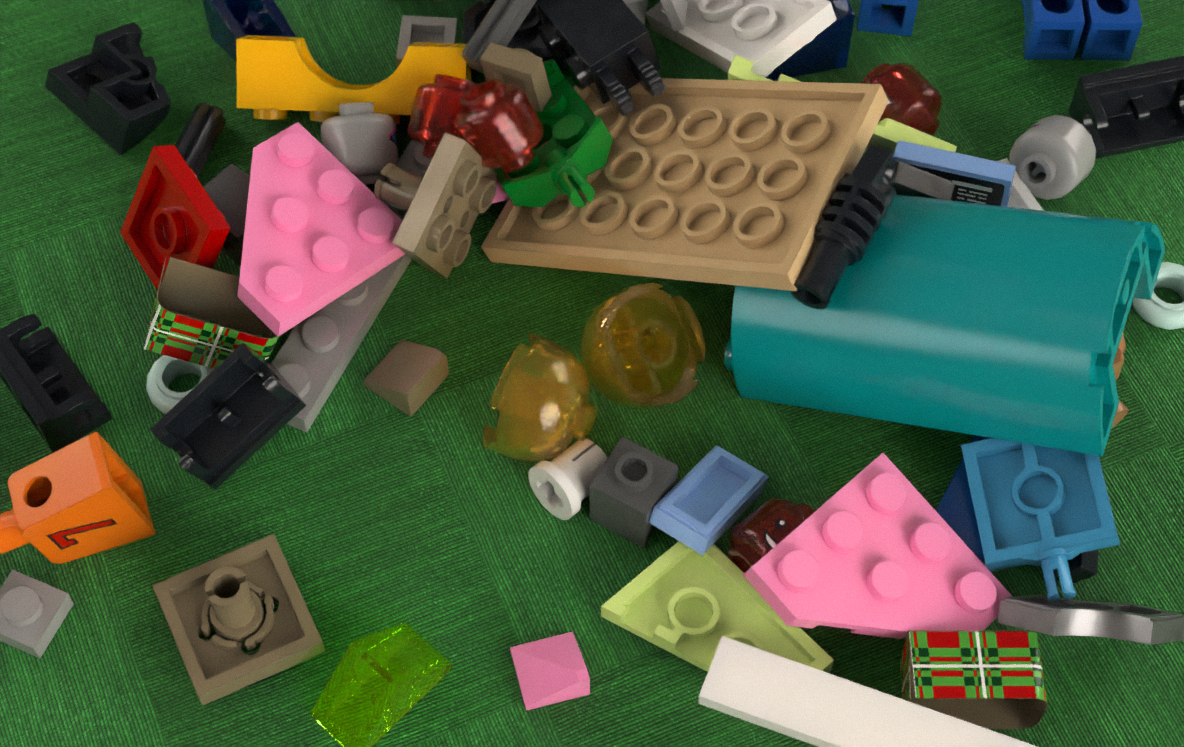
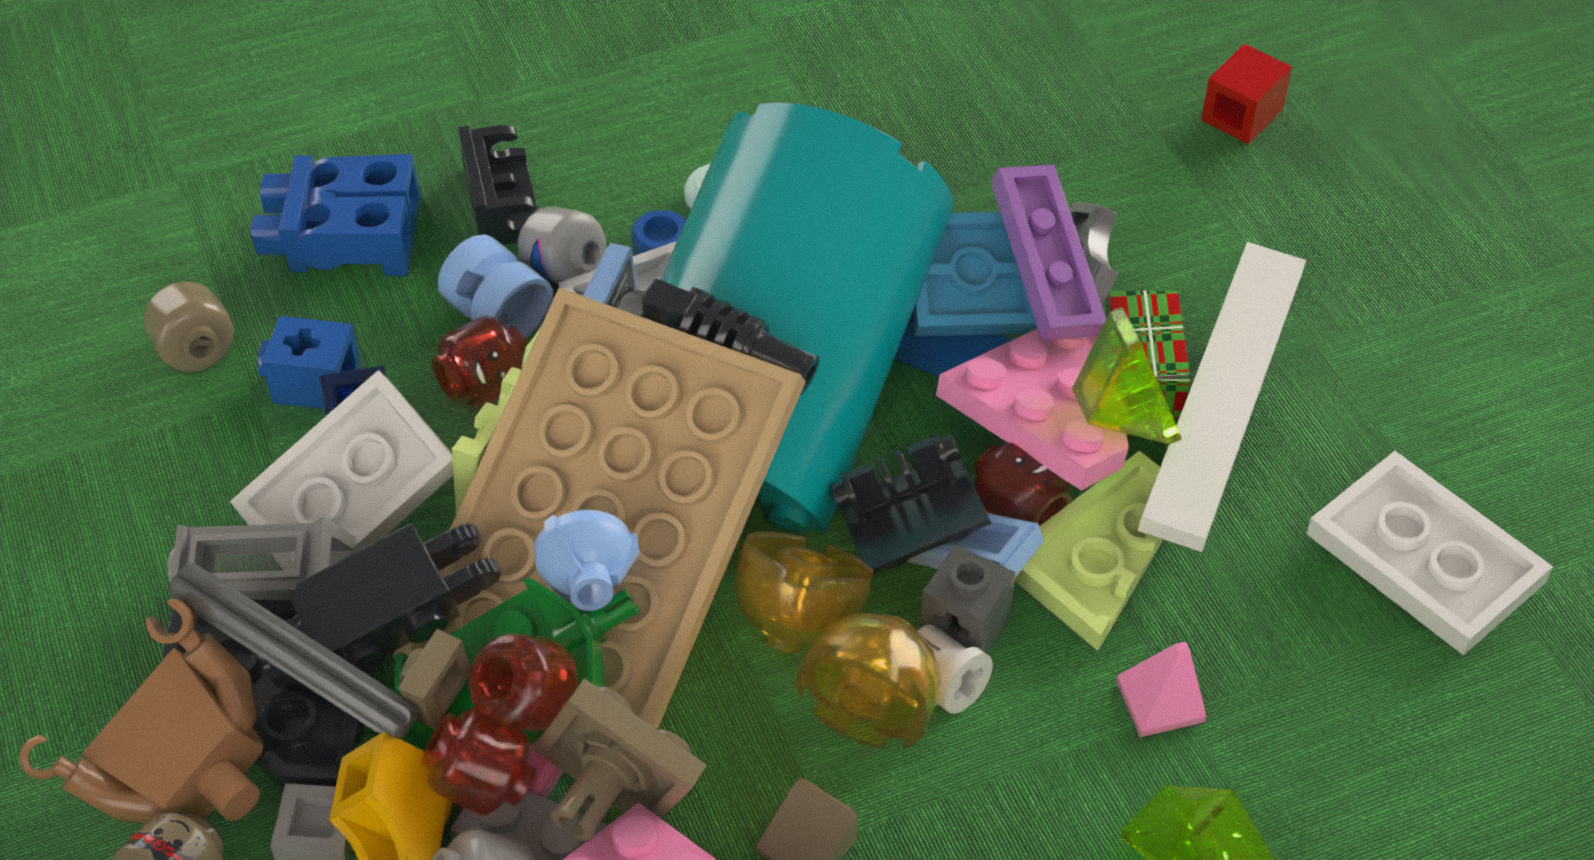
camera: 90 degrees left, 10 degrees down
(607, 150) = (585, 556): none -> light blue piece
(745, 445) = (912, 509): none -> black hinge
(857, 616) = (1120, 387): none -> clear neon green slope
(989, 107) = (489, 280): none -> light blue wheel
(1052, 547) = (1048, 252): none -> medium lavender plate

